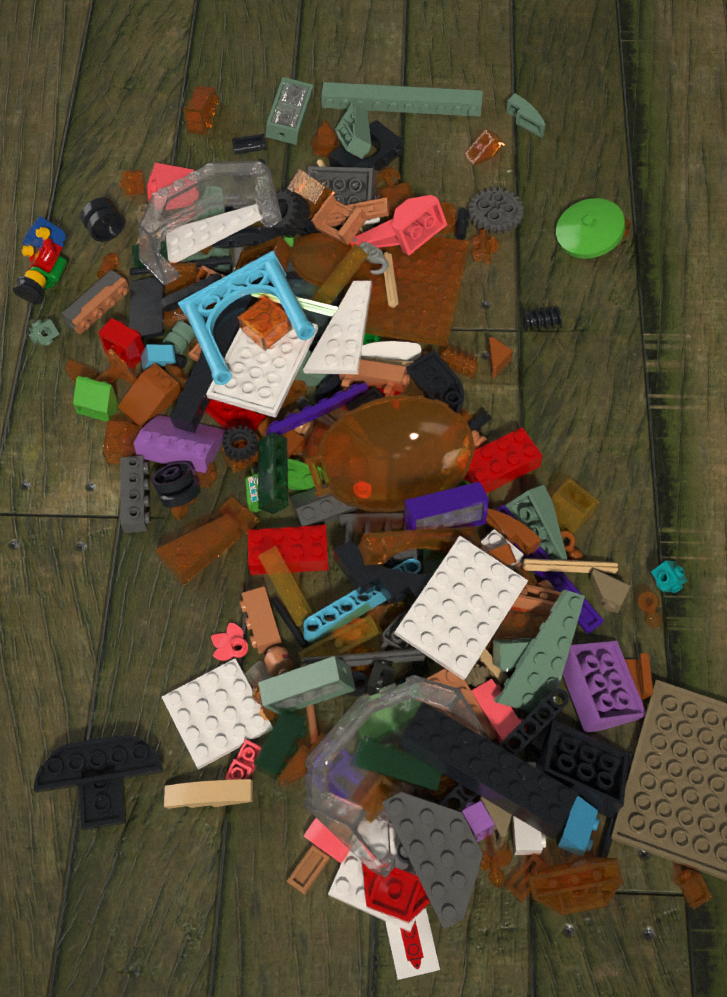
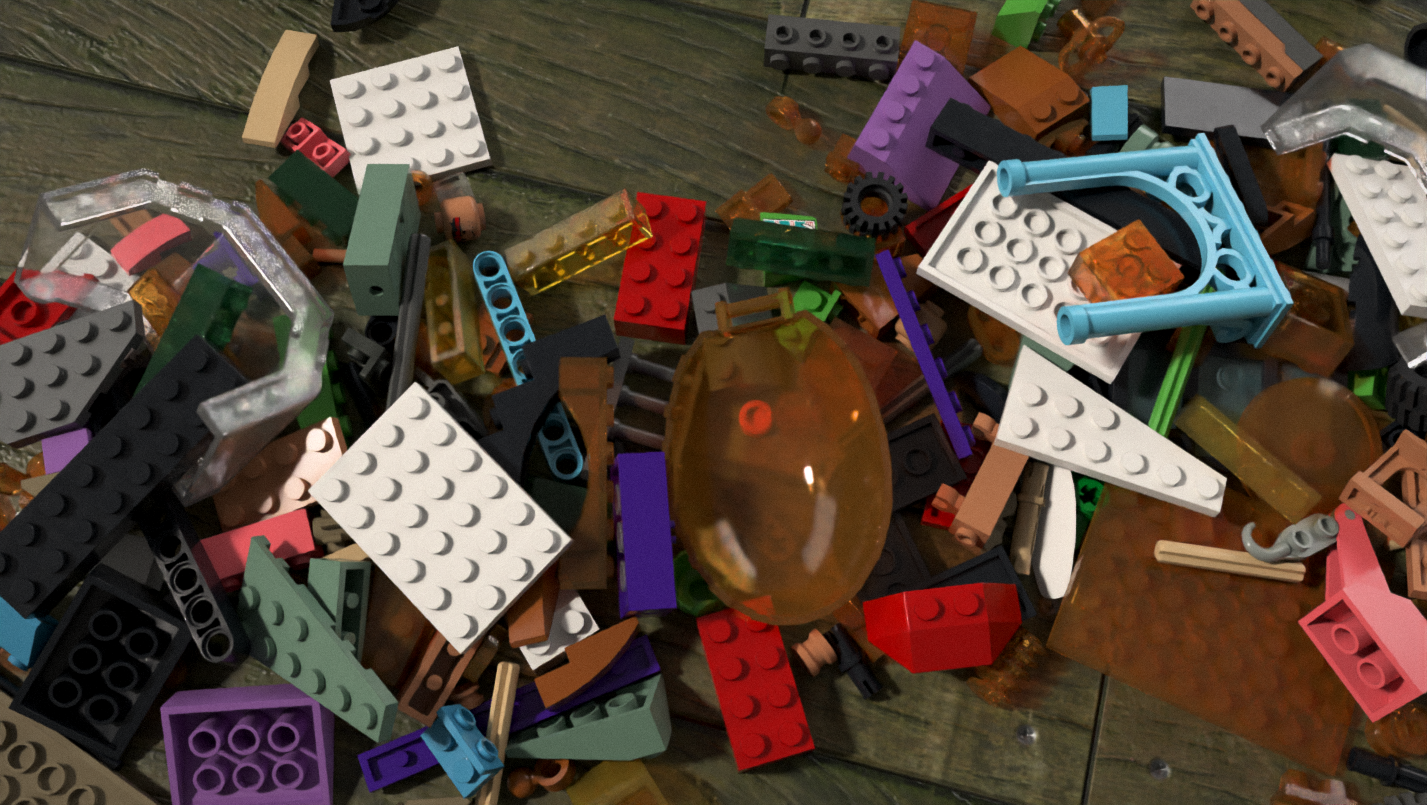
camera: 100 degrees right, 10 degrees up
(123, 340) = (1147, 54): red brick -> none
(176, 484) = (824, 103): black wheel -> none
(199, 548) = (698, 128): clear orange wedge -> none
(228, 642) = (523, 153): coral plate -> none
(260, 620) = (538, 204): nougat brick -> none
(452, 381) = (944, 625): none -> red wedge
(499, 356) = (1010, 754): dark orange slope -> none
(572, 575) = (462, 749): none -> dark azure bracket

